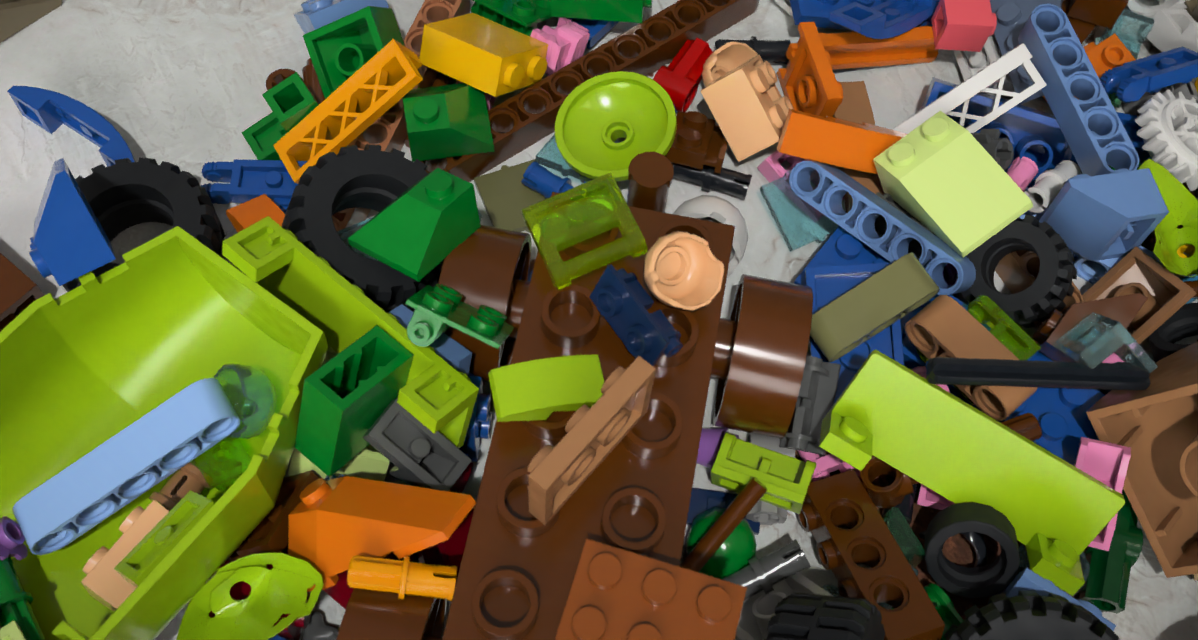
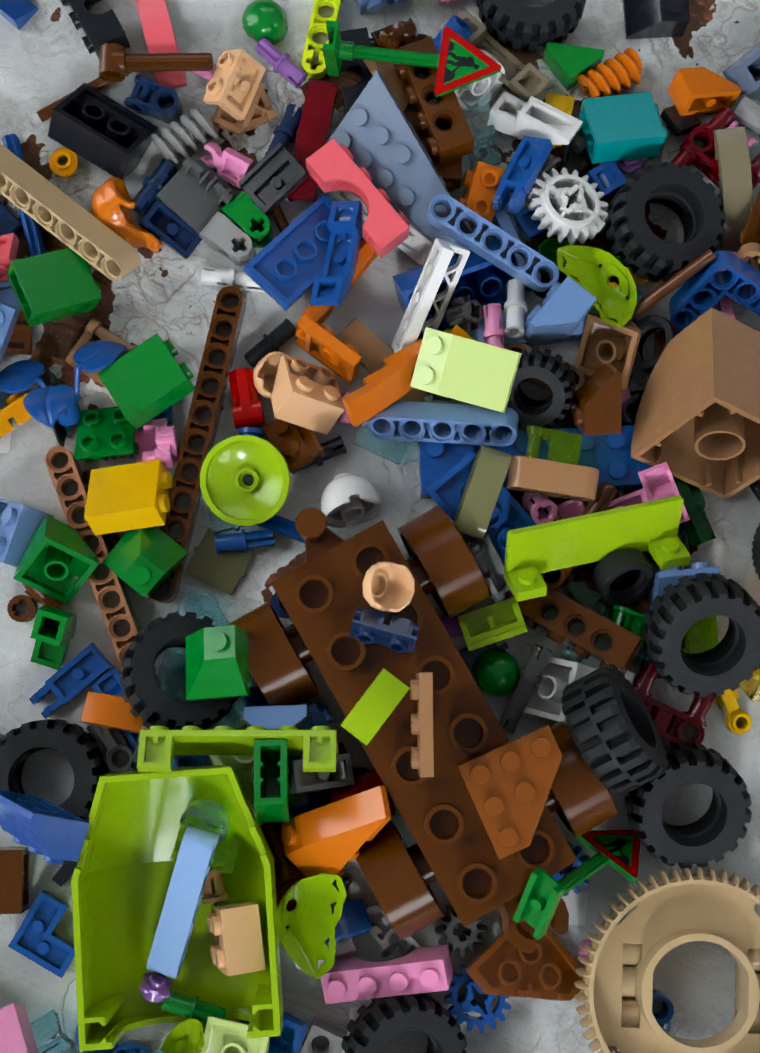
camera: 40 degrees left, 20 degrees up
(163, 538) = (251, 924): lime plate -> none
(350, 108) = (85, 606): light orange fence -> none
(402, 577) = (380, 847): light orange axle -> none
(442, 307) = (292, 701): green hinge -> none
(580, 216) = (307, 600): clear neon green plate -> none
(724, 526) = (496, 679): reddish brown bar -> none
(1035, 374) = (596, 470): black axle -> none
(1098, 338) = (615, 428): clear light blue panel -> none

